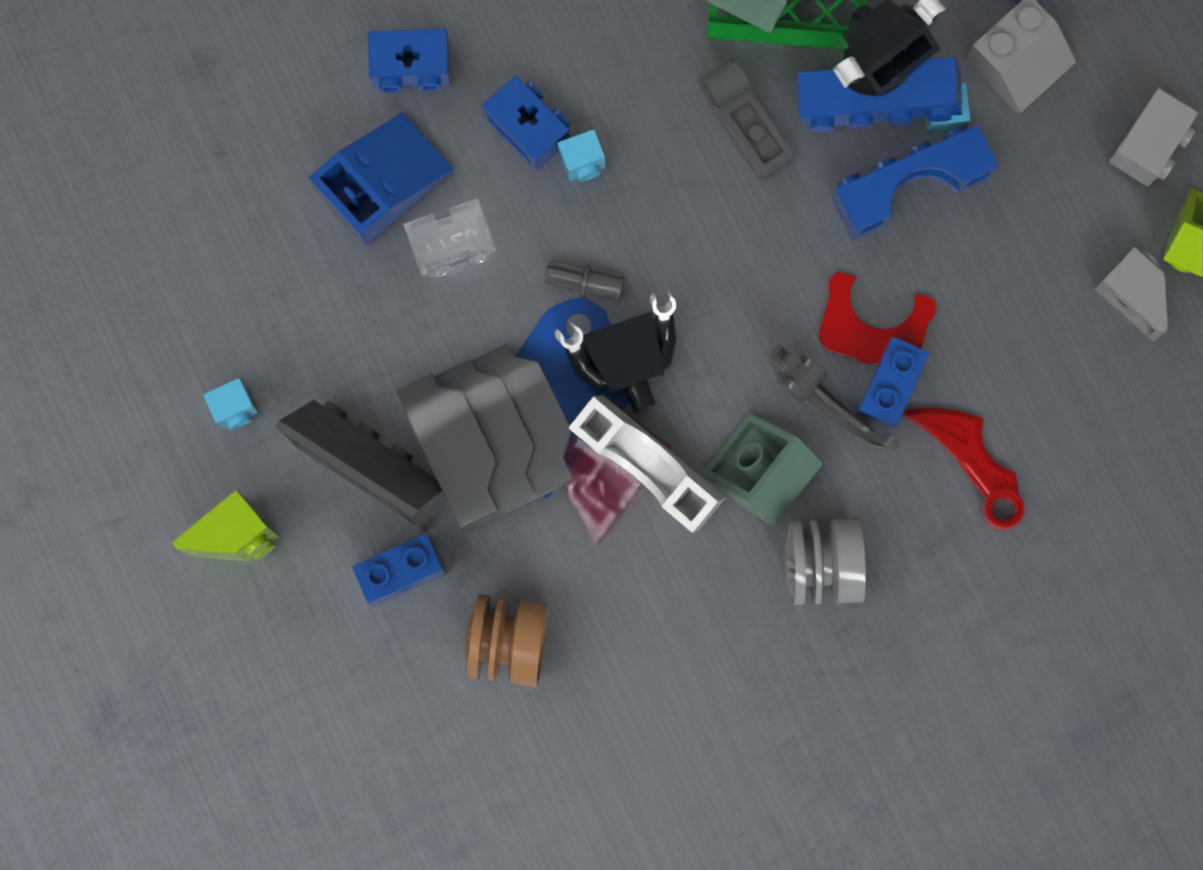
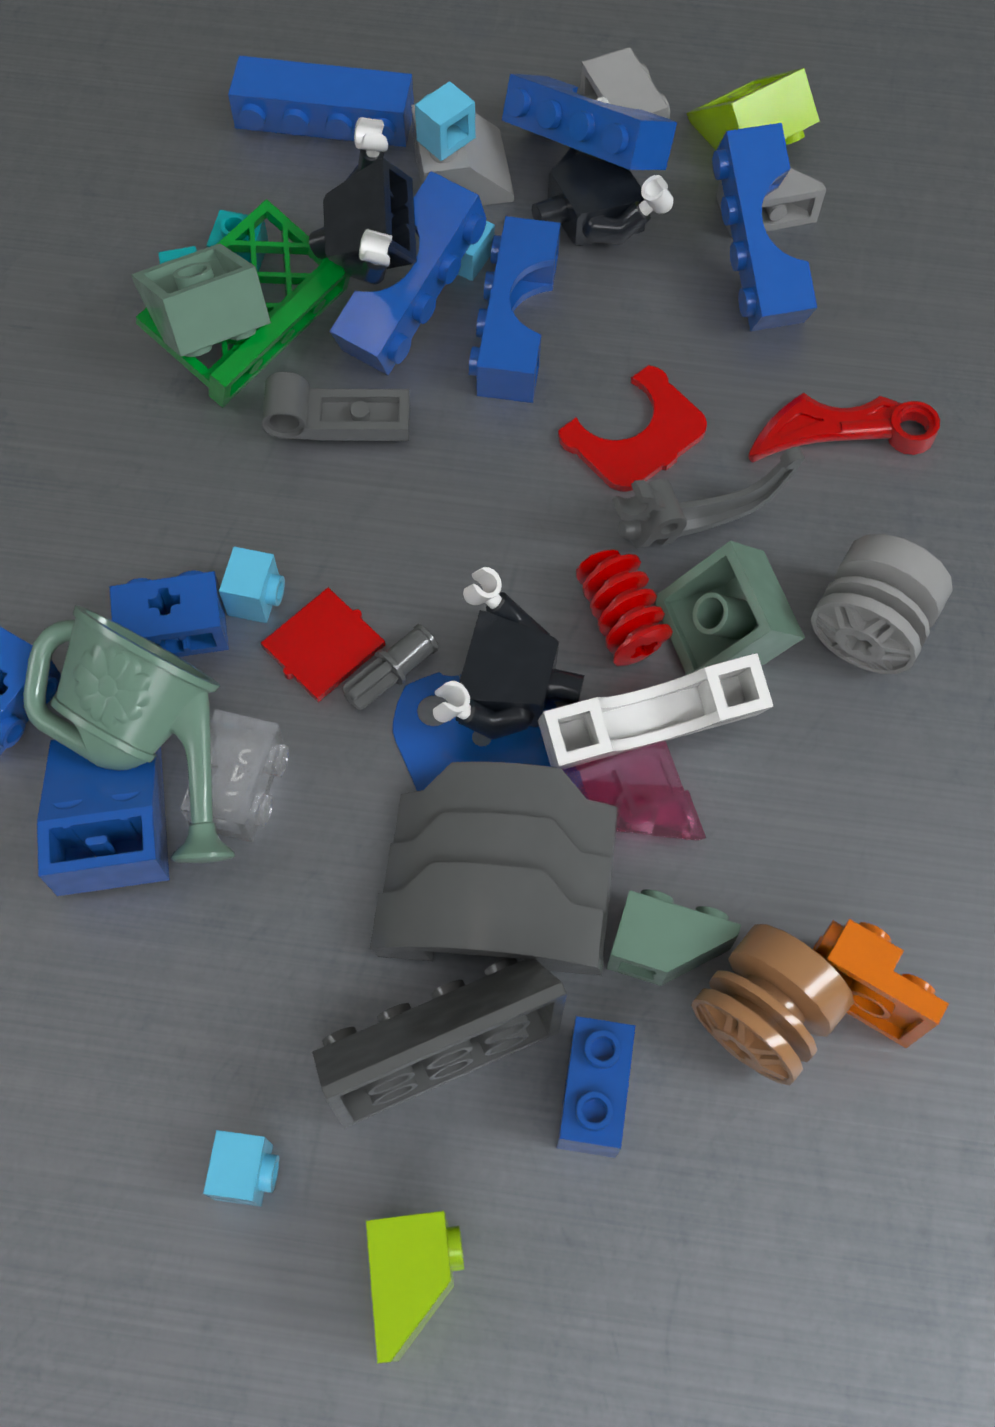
camera: 60 degrees left, 15 degrees down
(443, 144) = (124, 707): none -> sand green piece
(512, 557) = (666, 939): none -> sand green slope
(559, 680) = (888, 1002): none -> orange plate
(576, 227) = (323, 644): none -> red piece
(721, 398) = (623, 605): none -> red piece
(893, 382) = (718, 436): blue brick -> none
(1013, 33) = (445, 121): none -> medium azure plate
(1055, 169) = (600, 199): none -> black torso
(1091, 165) = (604, 130): none -> blue arch
(1125, 274) = (774, 285): none -> blue arch

